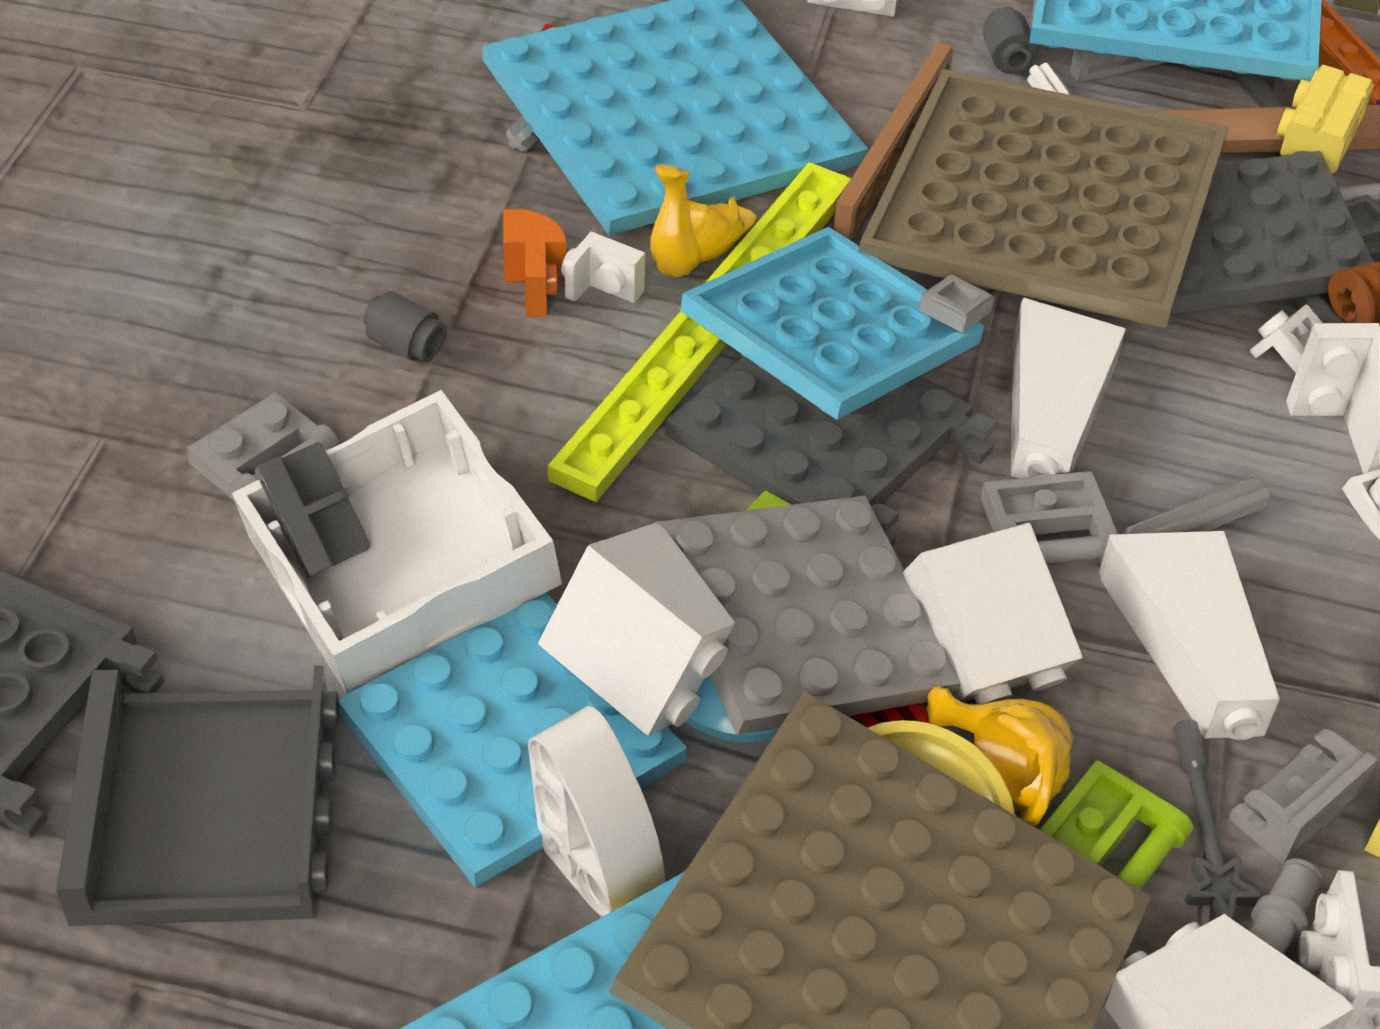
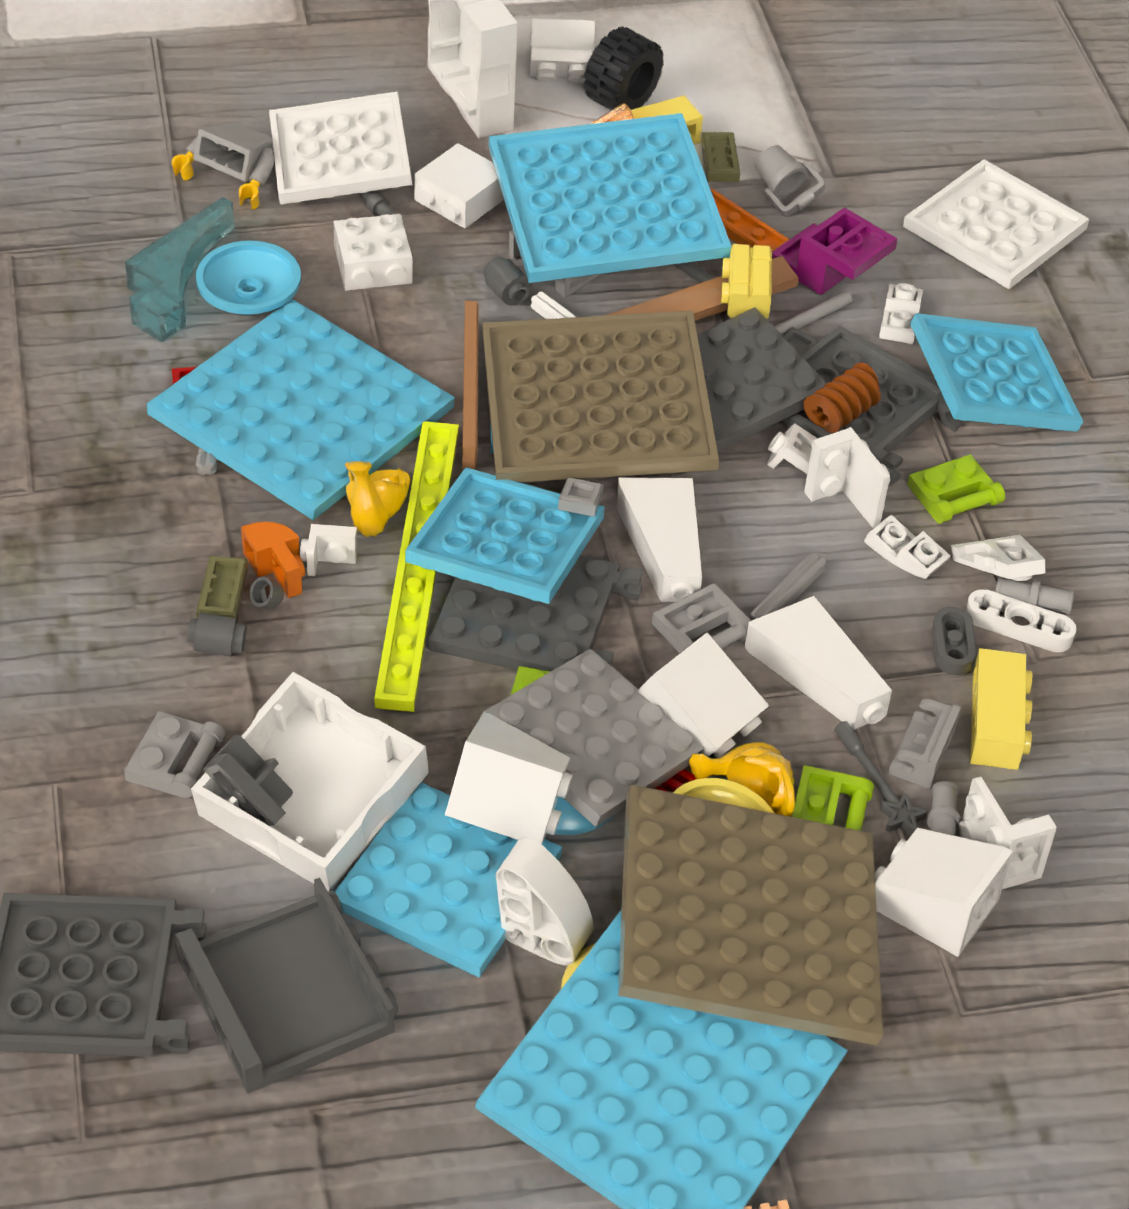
camera: 25 degrees left, 0 degrees up
(448, 275) = (223, 586): none -> olive plate
(496, 298) = (265, 596): none -> dark grey hinge

